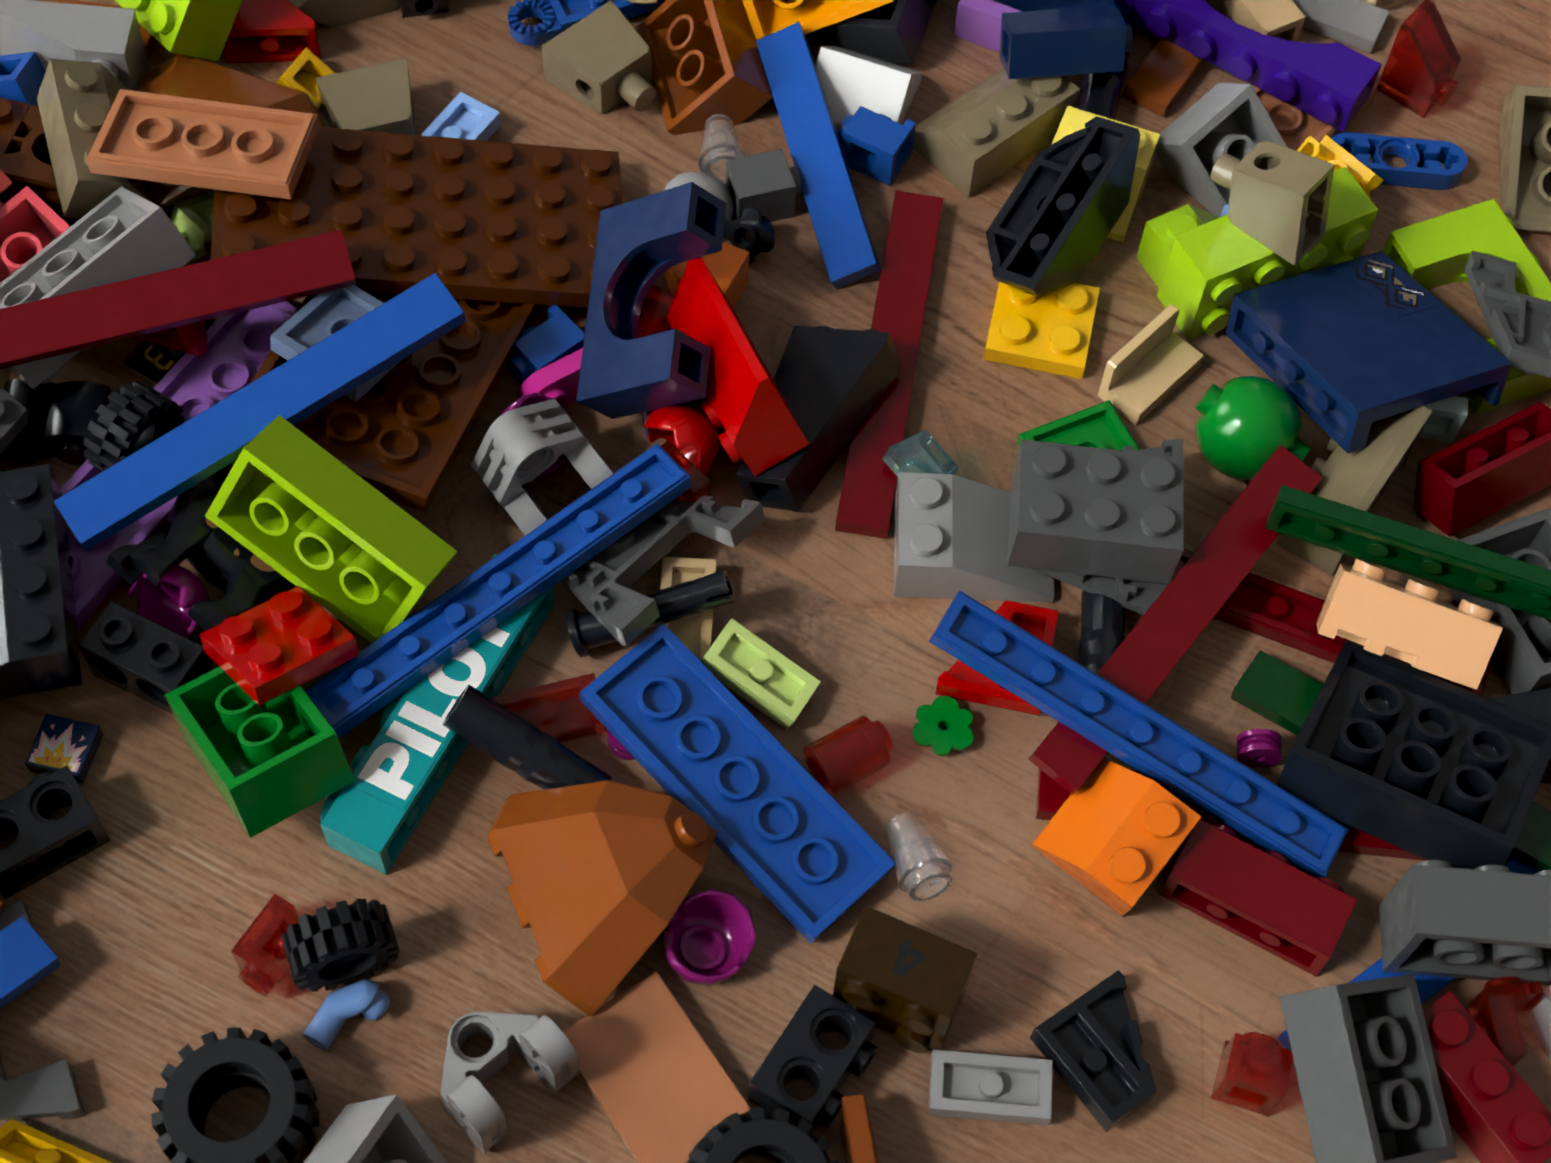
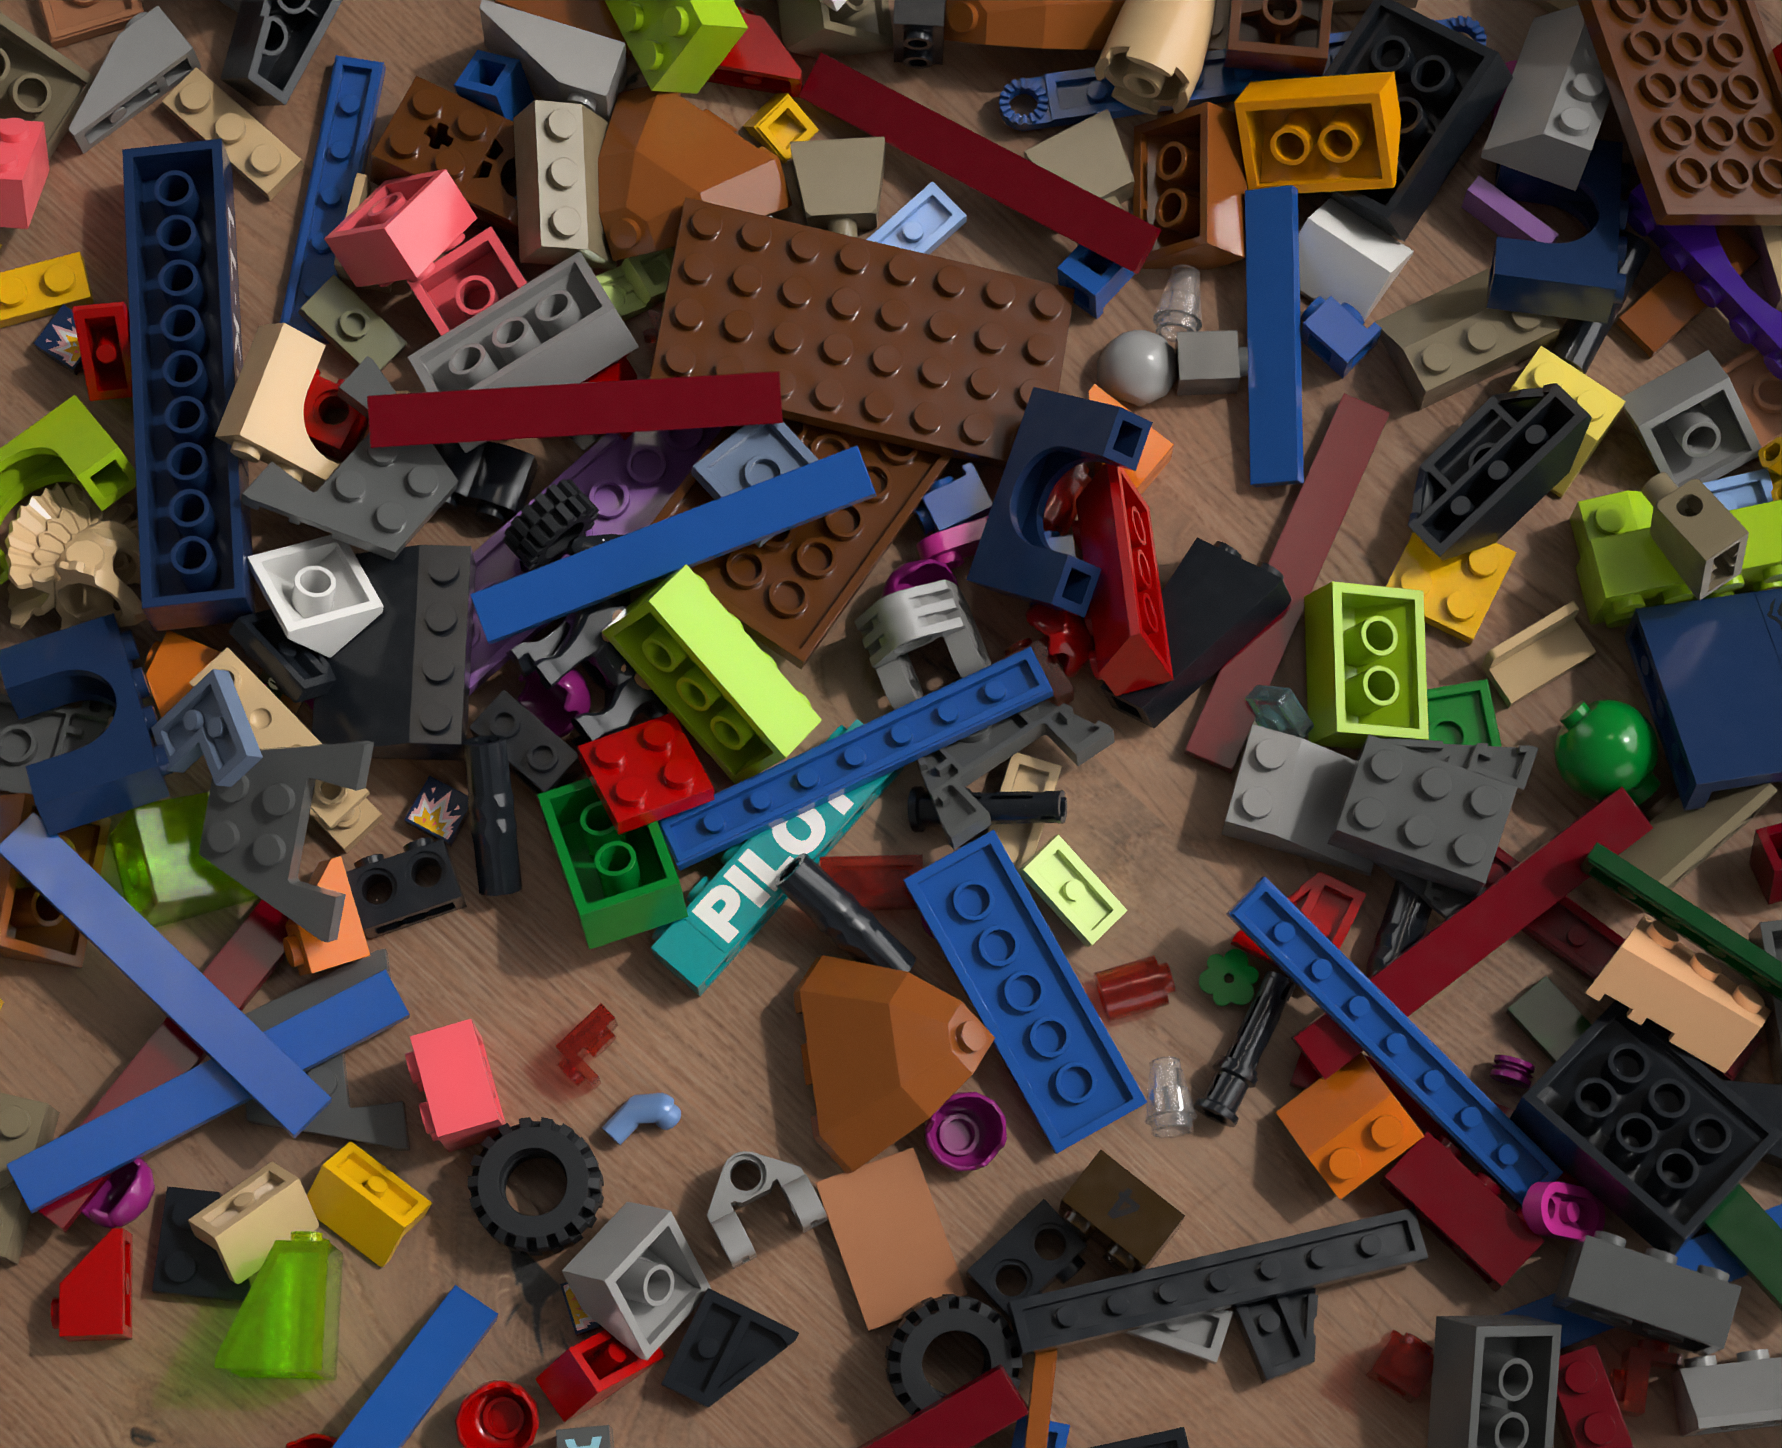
camera: 20 degrees right, 15 degrees up
(118, 728) = (492, 815): none -> black axle
(119, 1018) = (457, 1084): none -> coral brick
(204, 144) = (667, 234): nougat tile -> none
(340, 944) = (648, 1062): black tyre -> none
(506, 64) = (980, 163): none -> dark red tile
(637, 132) = (1092, 290): none -> blue brick
(759, 228) = (1183, 415): black plate -> none
(979, 810) = (1237, 1069): none -> black pin
(986, 399) = (1365, 664): none -> lime slope
(1020, 1029) = (1216, 1281): none -> black plate
(1361, 866) = (1562, 1211): none -> dark pink plate

